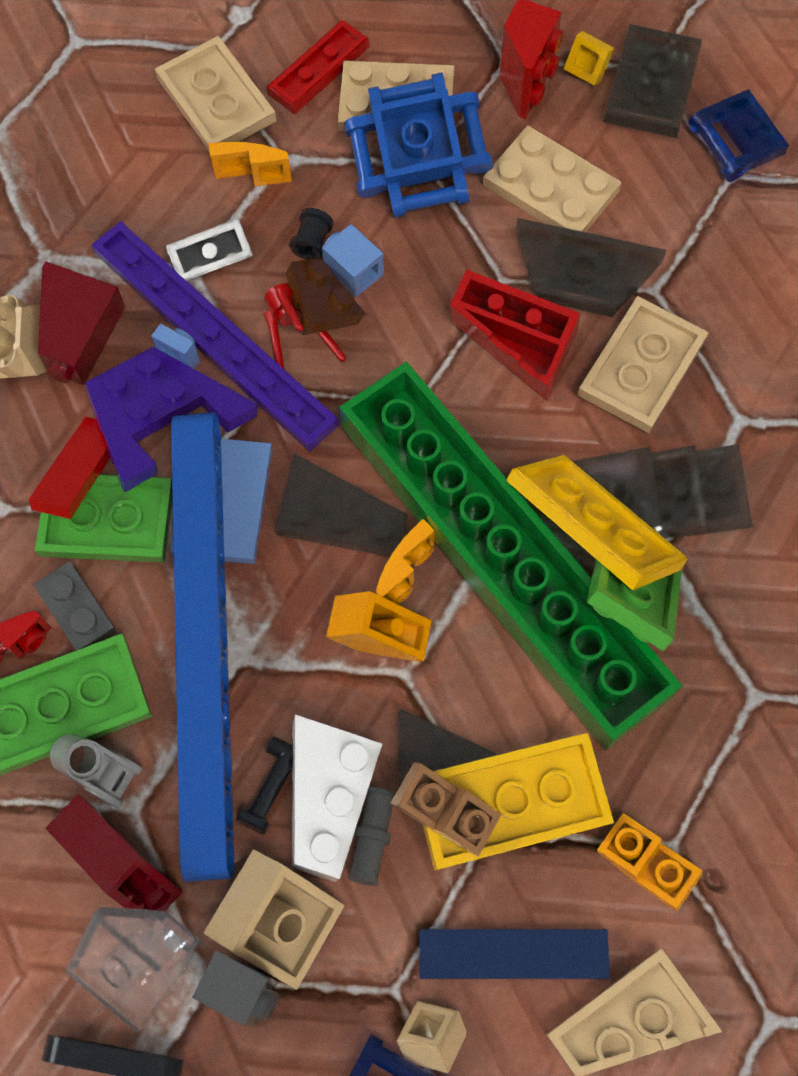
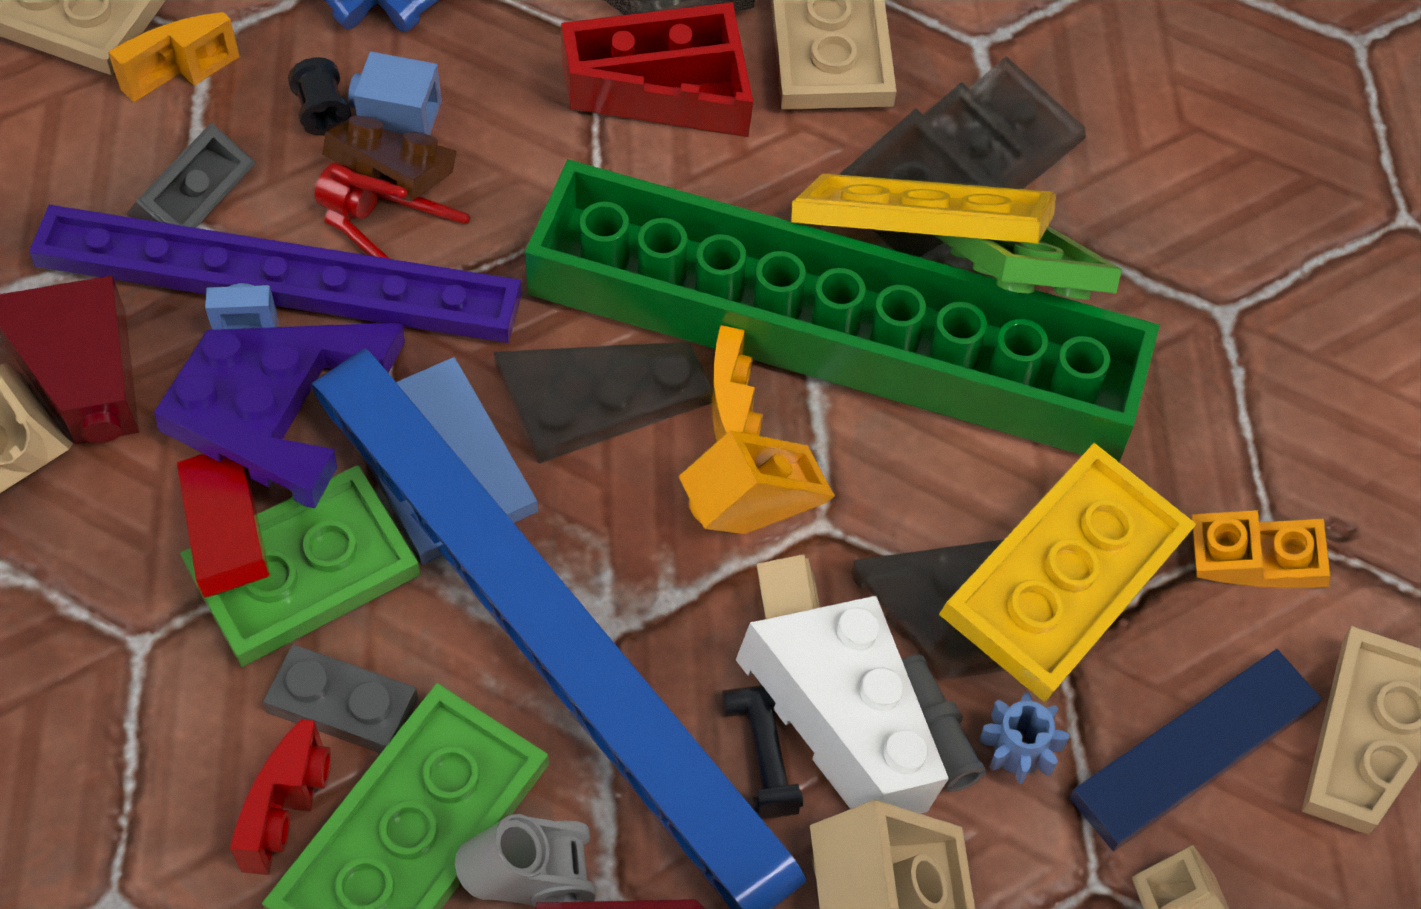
camera: 40 degrees left, 10 degrees down
(345, 708) = (787, 586): none -> tan slope
(411, 867) = (1040, 732): none -> medium blue gear
(446, 809) = (1017, 615): medium nougat slope -> none

